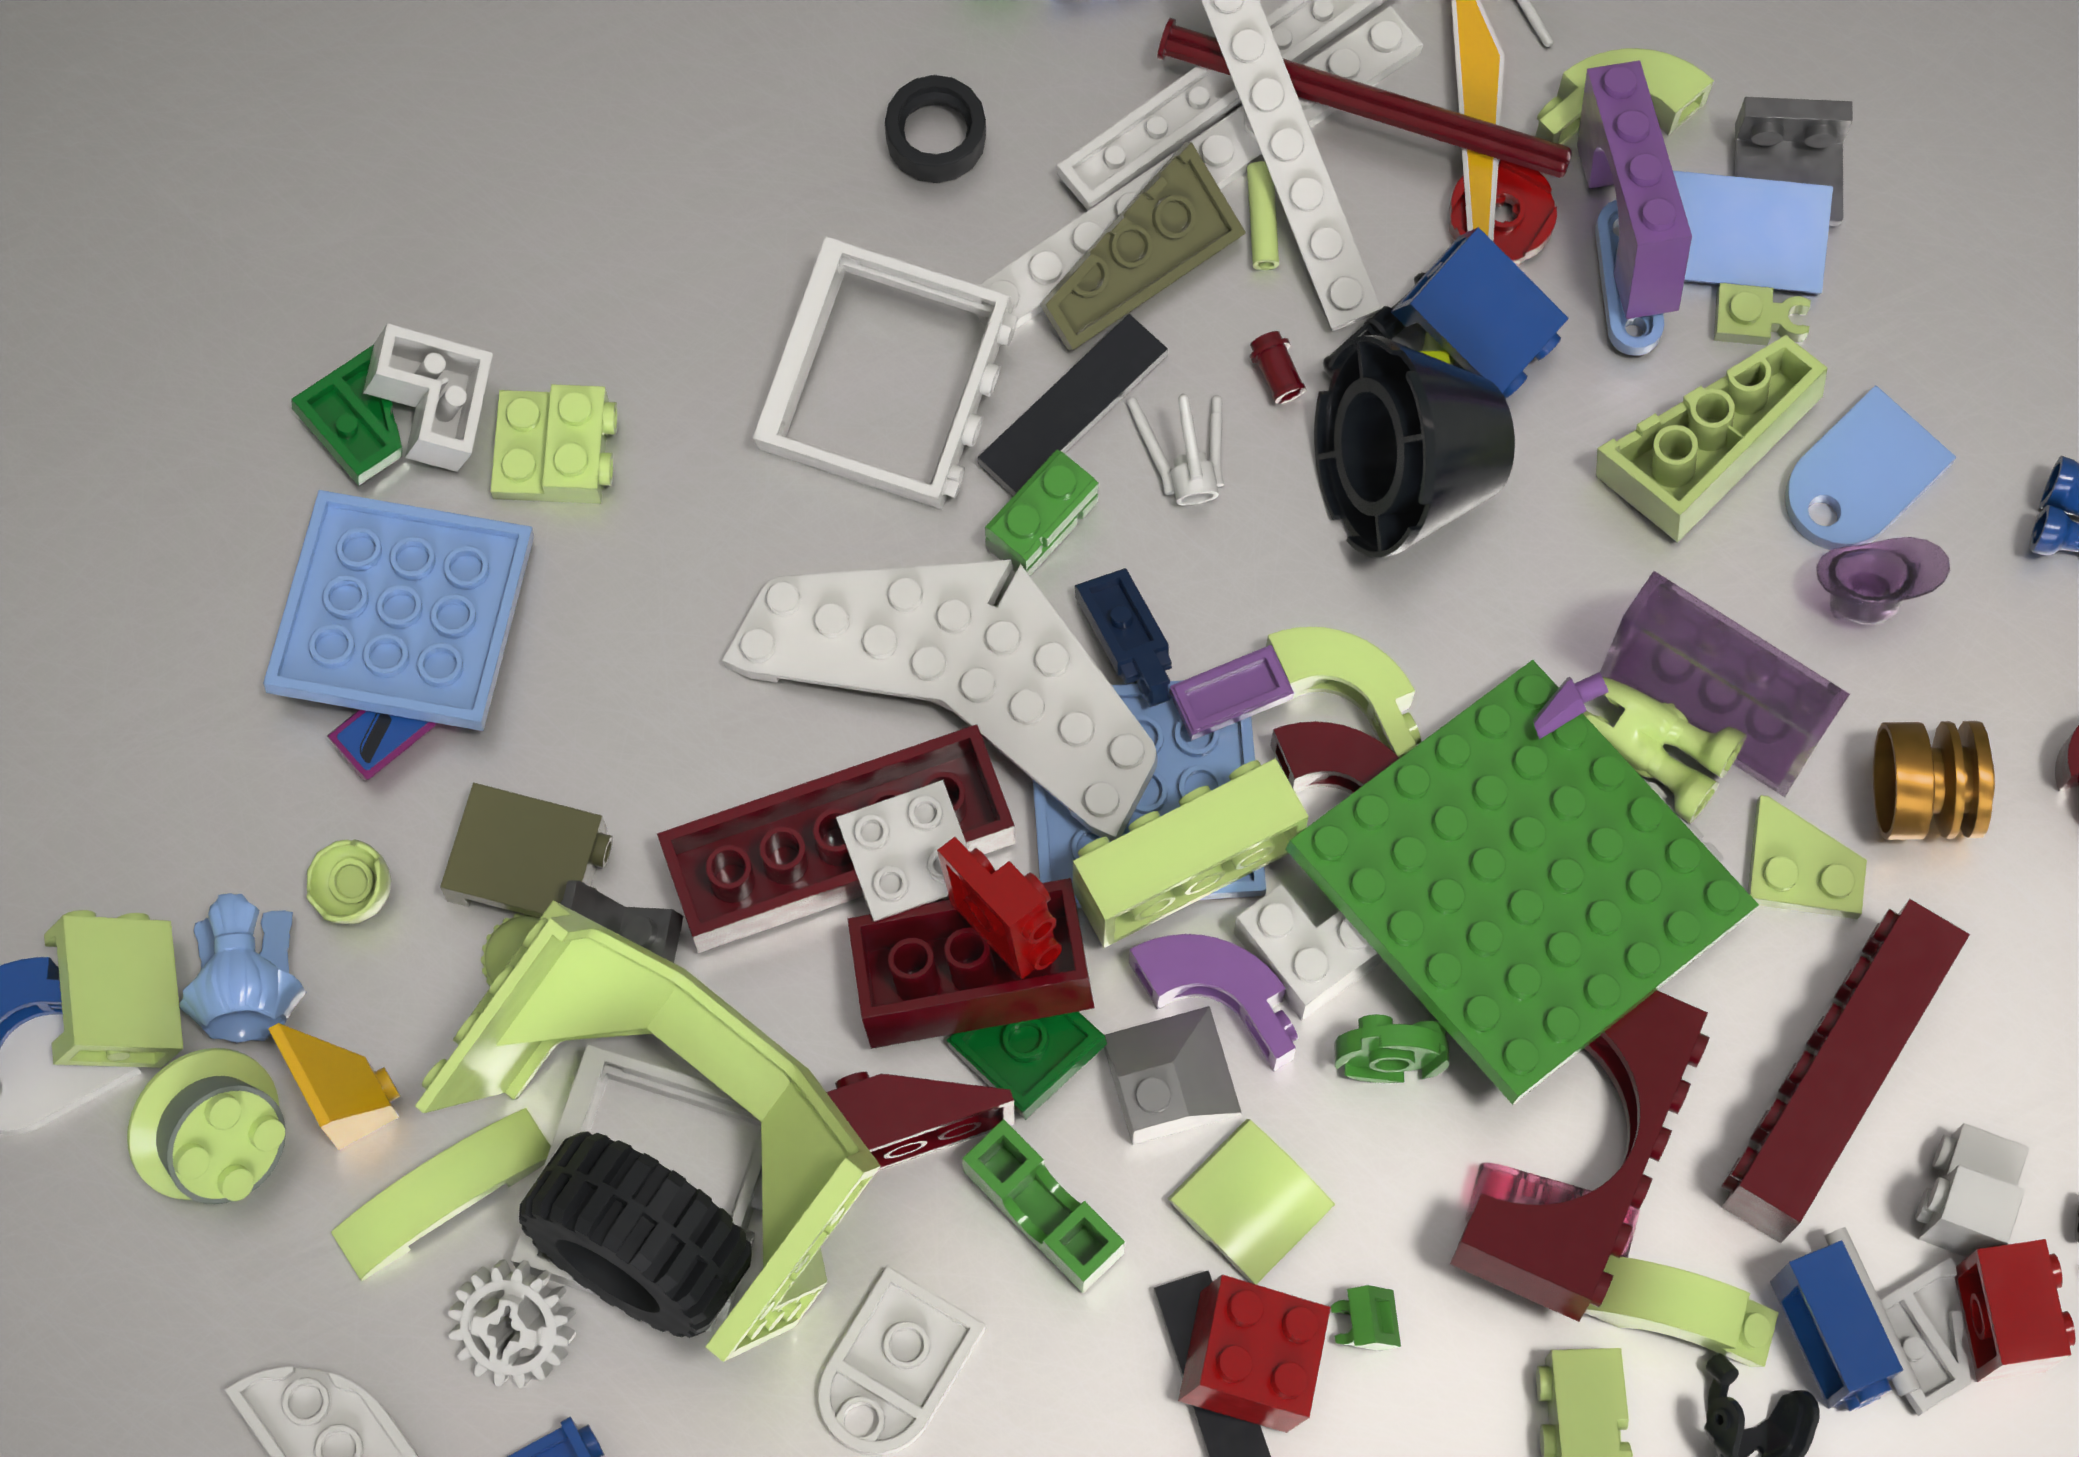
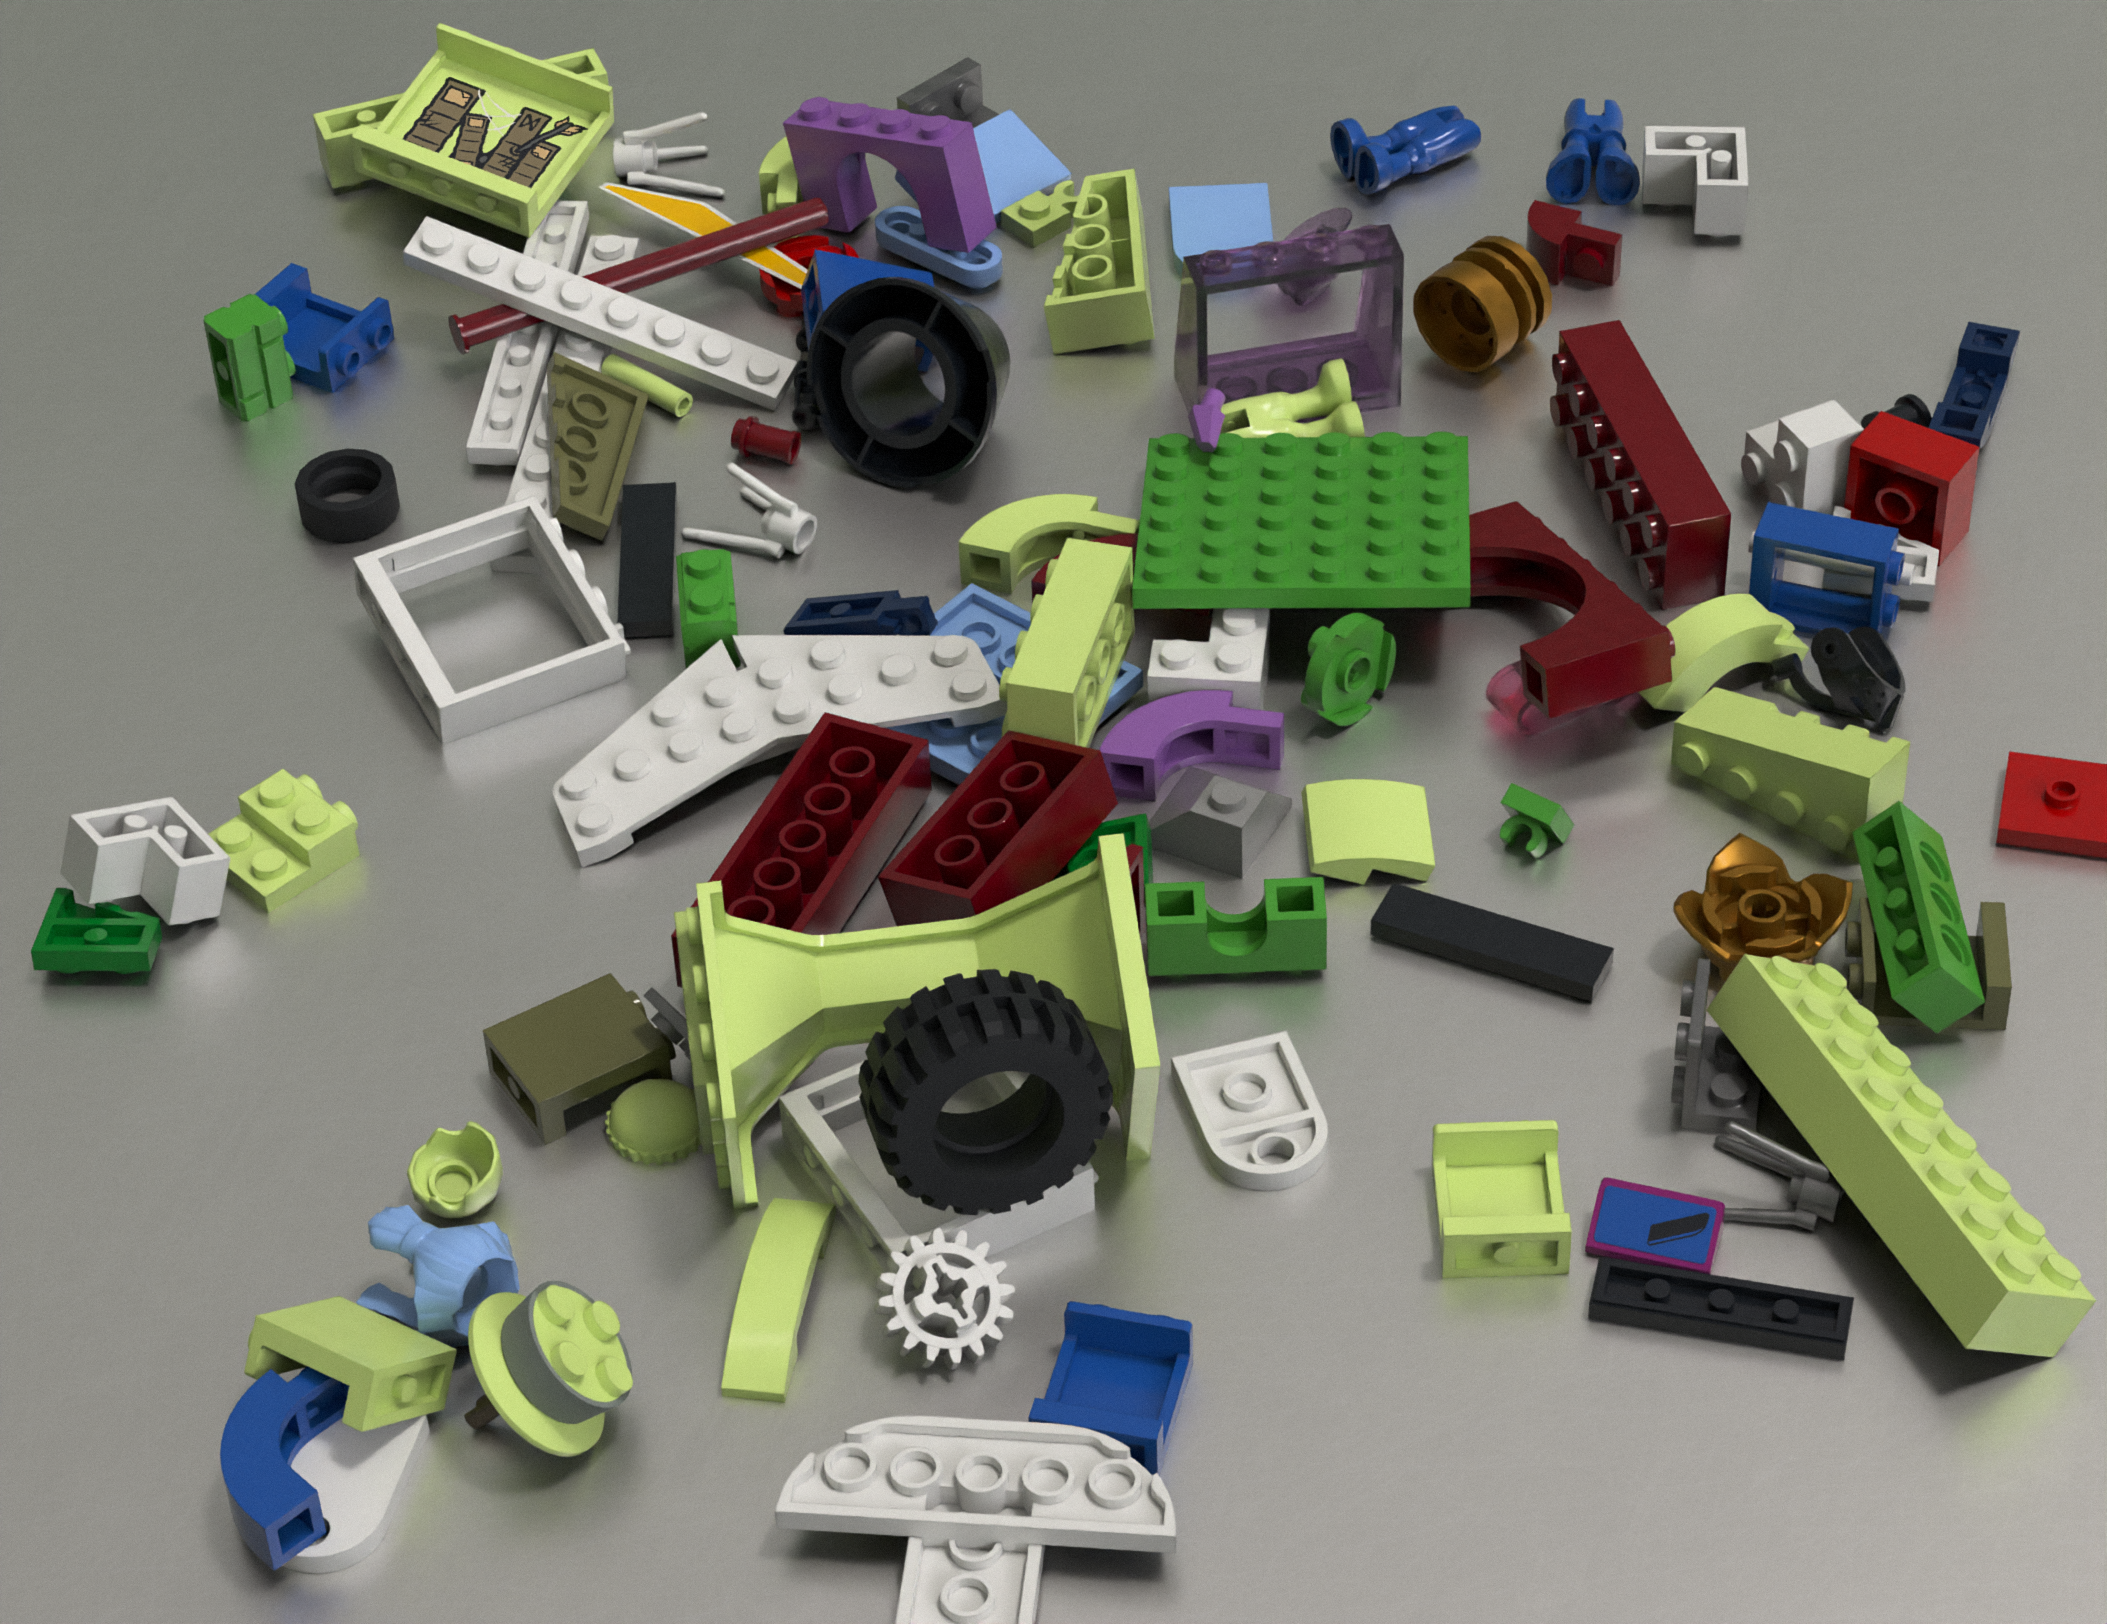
camera: 45 degrees left, 30 degrees down
(338, 1085) = (628, 1275): yellow slope -> none
(375, 739) = (363, 1072): slope -> none
(399, 610) = (284, 1000): light blue plate -> none
(897, 848) = (872, 808): white hinge -> none
(1001, 907) = (989, 741): red plate -> none
(1231, 692) = (975, 591): medium lavender tile -> none
(1254, 1354) = (1492, 877): red brick -> none
(1802, 866) = (1481, 413): yellowish green wing -> none

